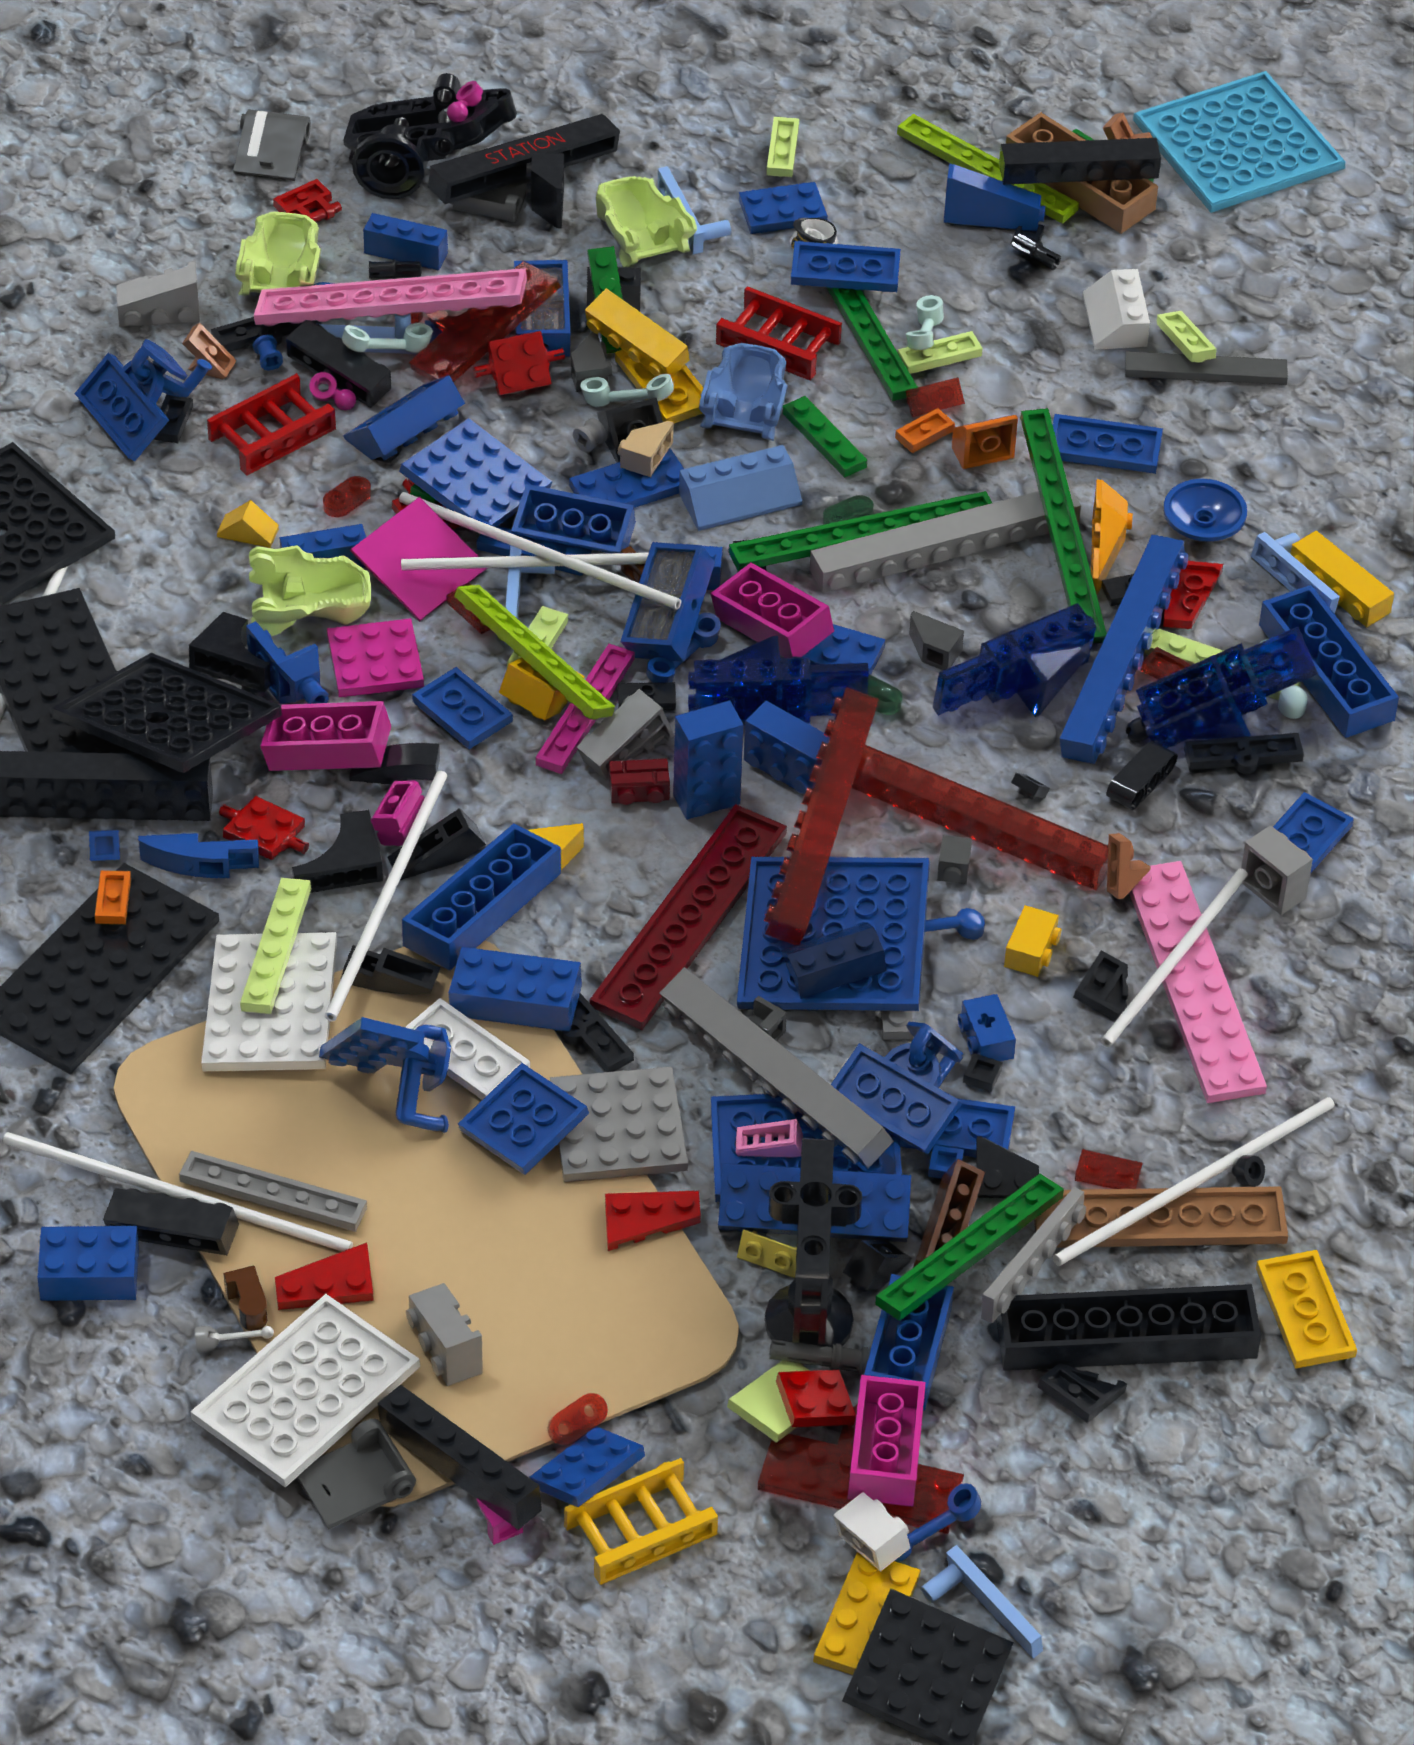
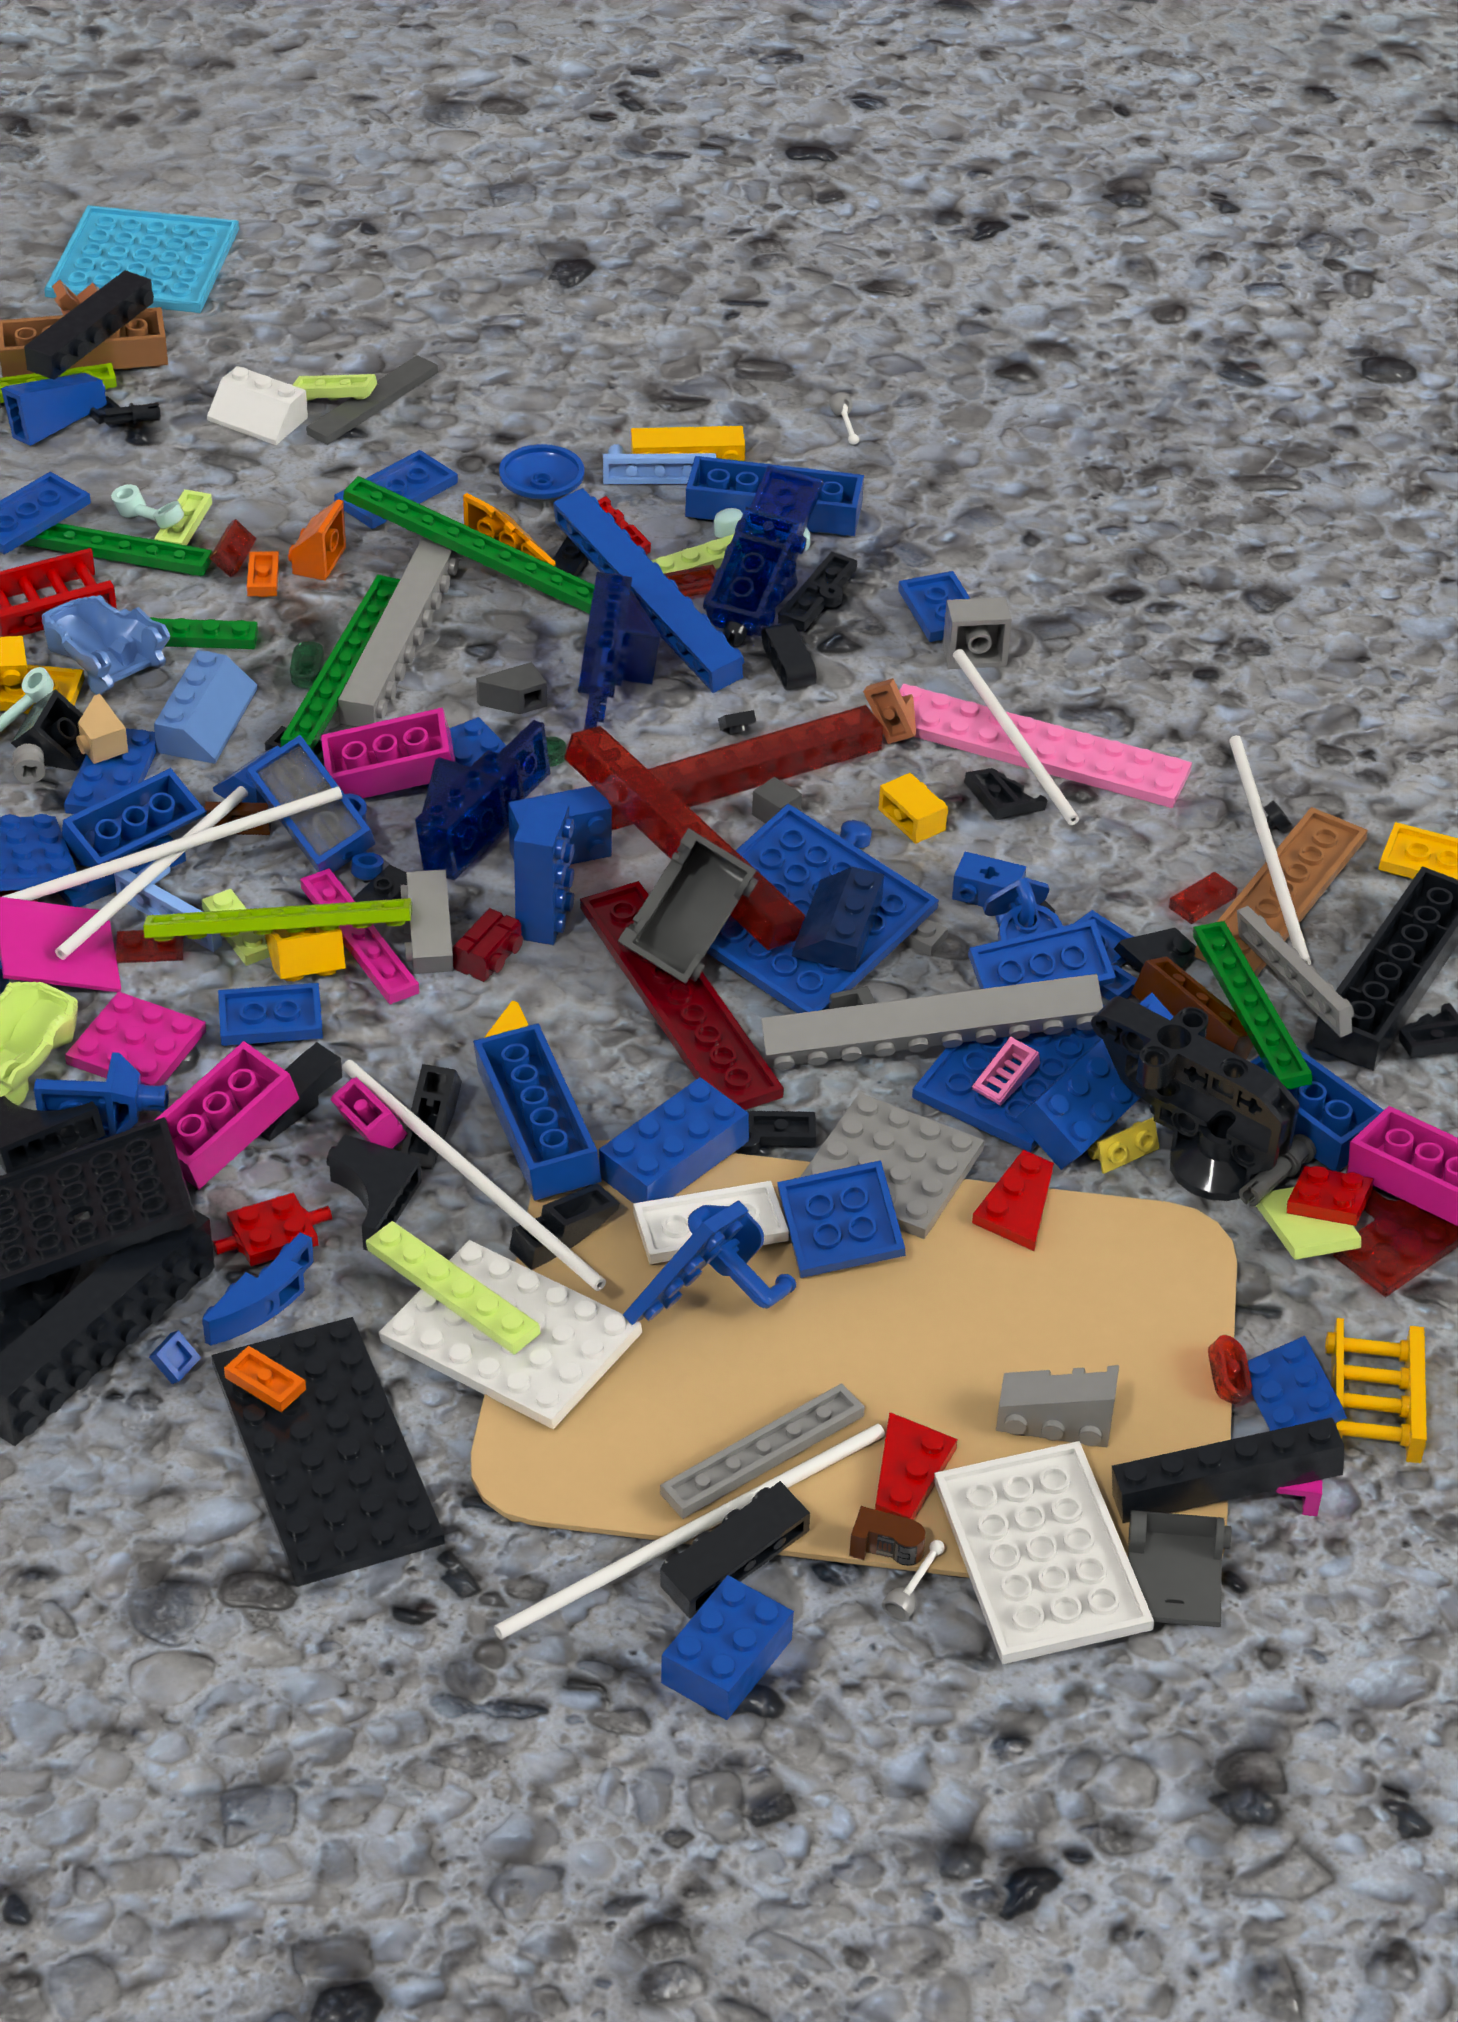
camera: 55 degrees left, 5 degrees down
(741, 860) = (688, 907): none -> dark grey windscreen

